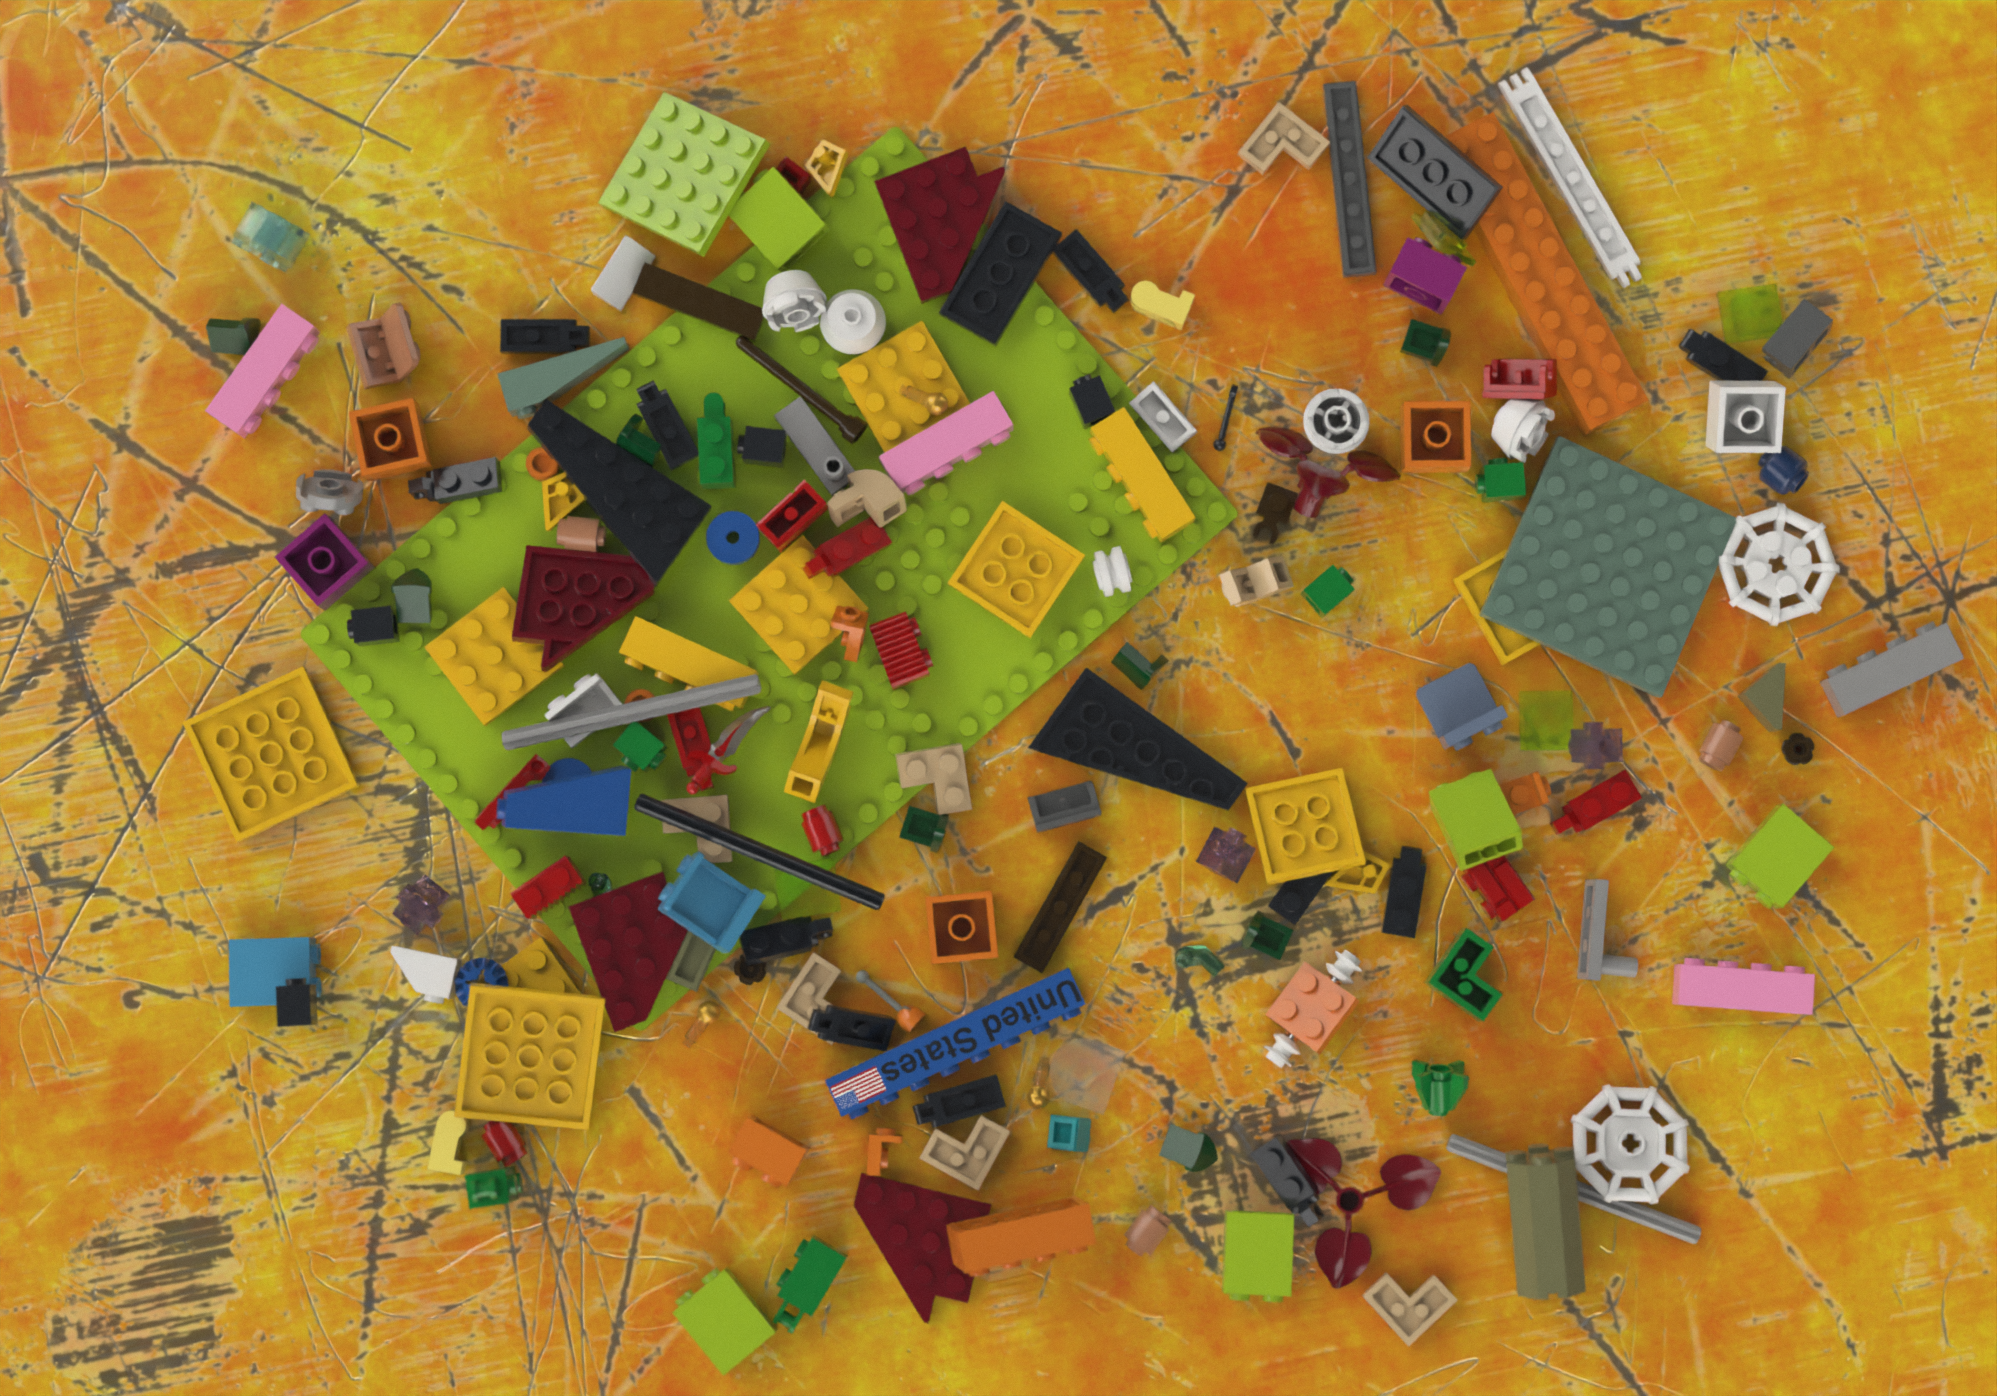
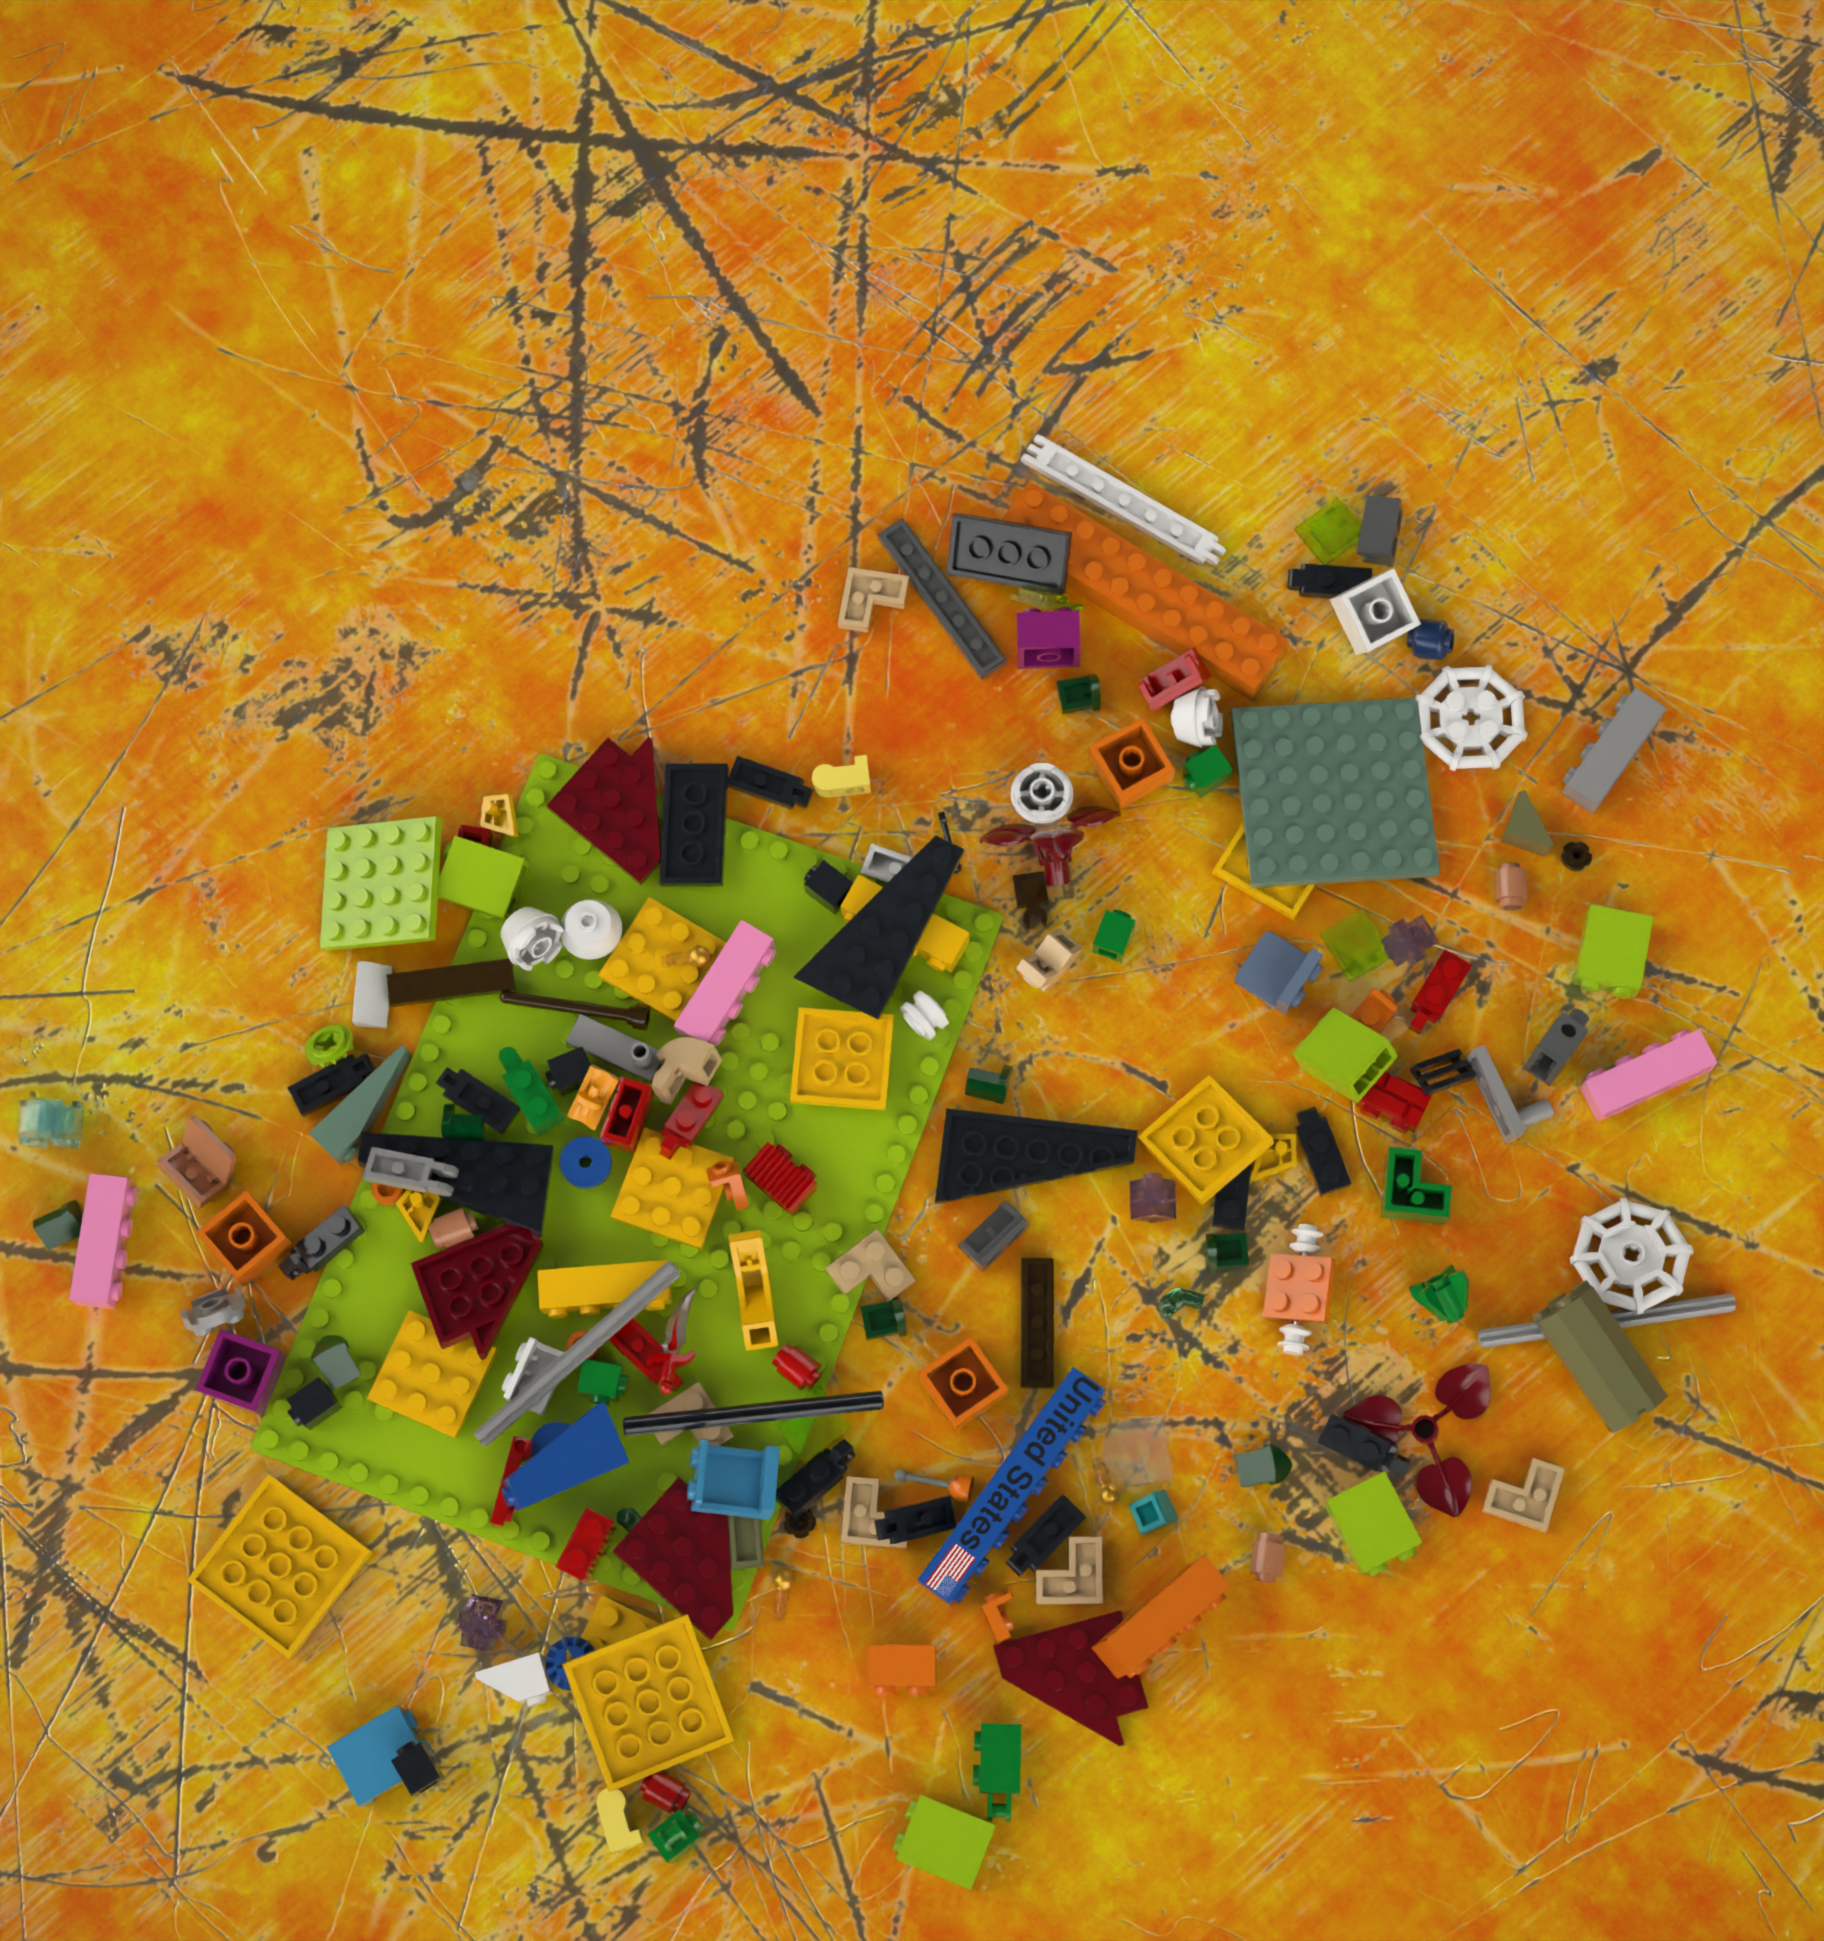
camera: 25 degrees left, 10 degrees down
(558, 291) = (324, 1039): none -> lime gear
(565, 461) = (408, 1171): none -> light grey hinge
(771, 483) = (593, 1097): none -> light orange hips
(1102, 483) = (876, 945): none -> black wing
(1576, 883) = (1458, 1065): none -> black tile
(1676, 917) = (1557, 1046): none -> dark grey torso

